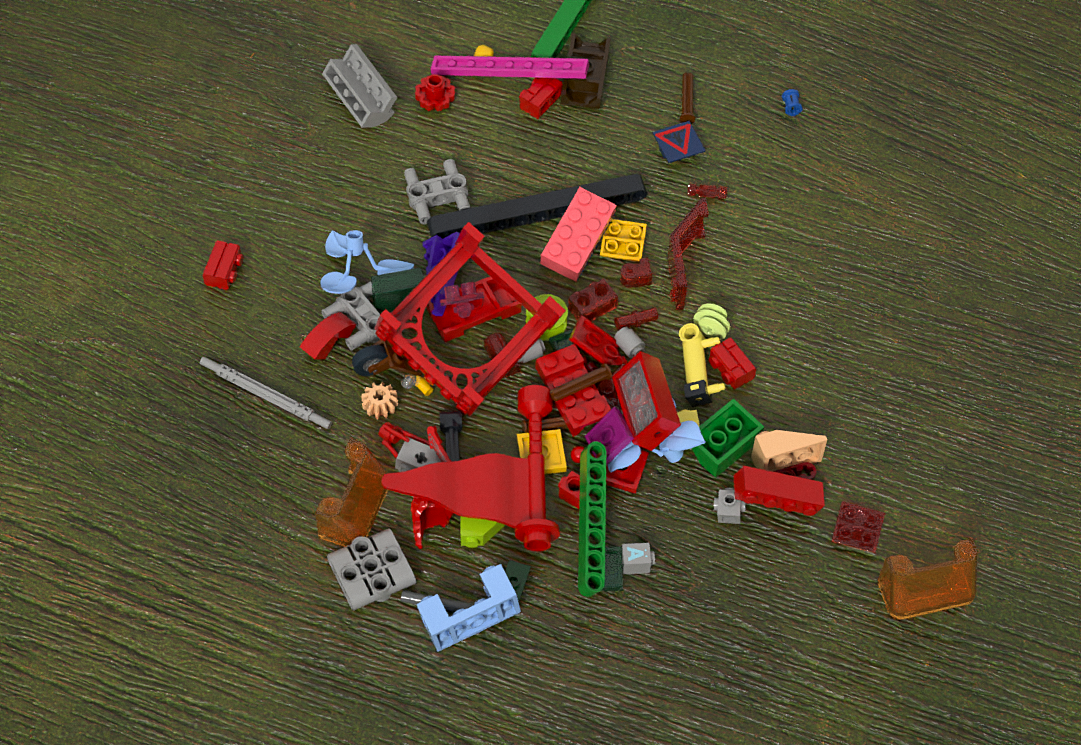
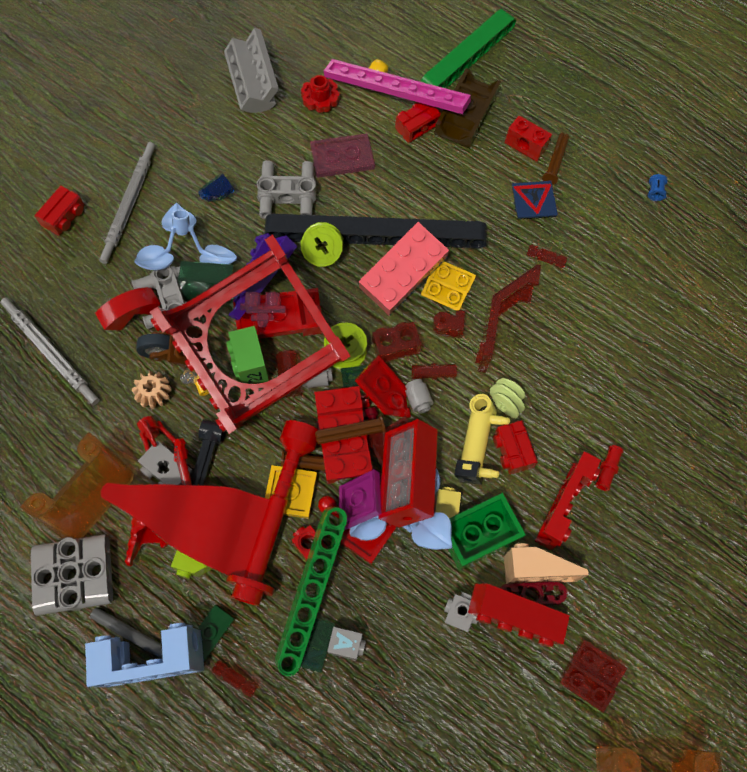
camera: 15 degrees right, 10 degrees up
(284, 241) = (127, 203): none -> light grey axle
(368, 206) = (216, 188): none -> clear blue rock
(461, 345) = (246, 356): none -> bright green brick
(477, 146) = (342, 155): none -> clear pink tile
(504, 227) = (318, 255): none -> lime piece
(549, 612) = (234, 678): none -> clear red axle
(654, 86) = (528, 138): none -> red brick
(798, 370) = (555, 526): none -> red piece
(821, 359) = (609, 468): none -> red pin

